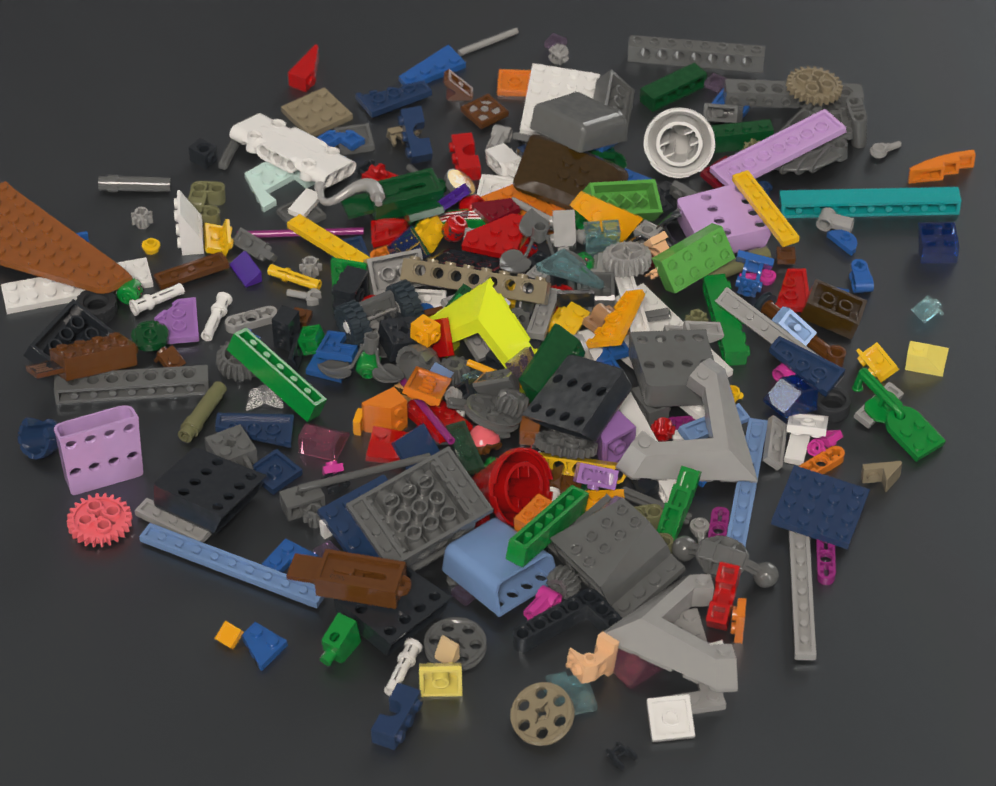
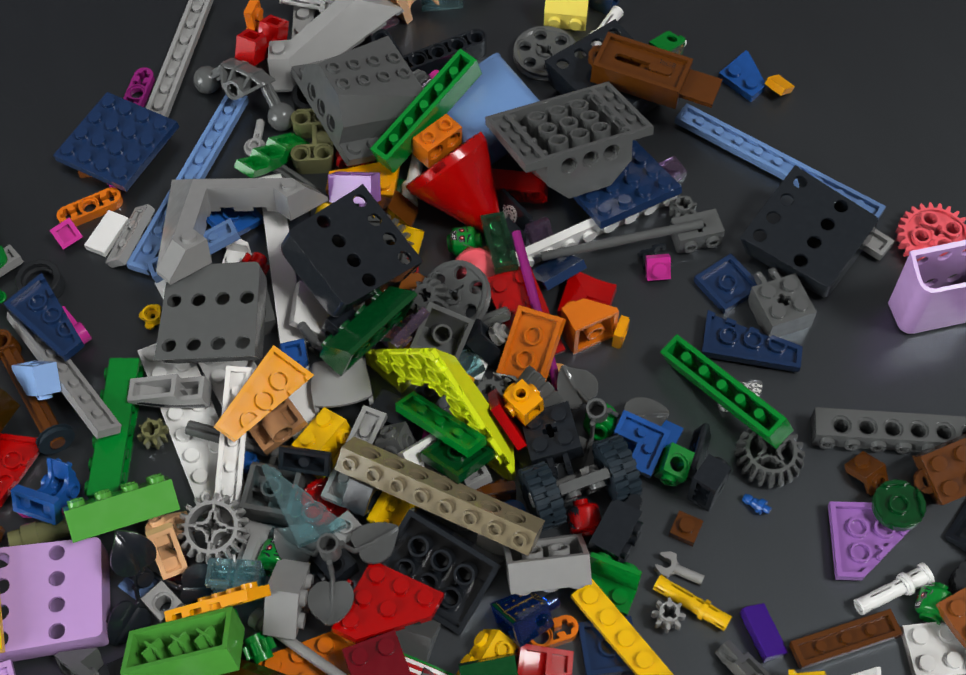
camera: 170 degrees left, 15 degrees up
(194, 423) = (828, 360): olive piece -> none
(218, 311) = (803, 551): white pin -> none
(237, 319) = (775, 536): light grey beam -> none
(283, 555) = (713, 174): blue plate -> none
(321, 441) = (666, 312): clear pink slope -> none
(447, 650) = (554, 31): tan slope -> none
(454, 228) = (445, 653): red head -> none
(715, 524) = (236, 131): magenta beam -> none
(792, 396) = (85, 281): clear blue slope -> none
(808, 424) = (82, 249): white plate -> none
(811, 447) = (86, 223): dark pink plate -> none
(882, 472) = (26, 179): dark tan slope -> none

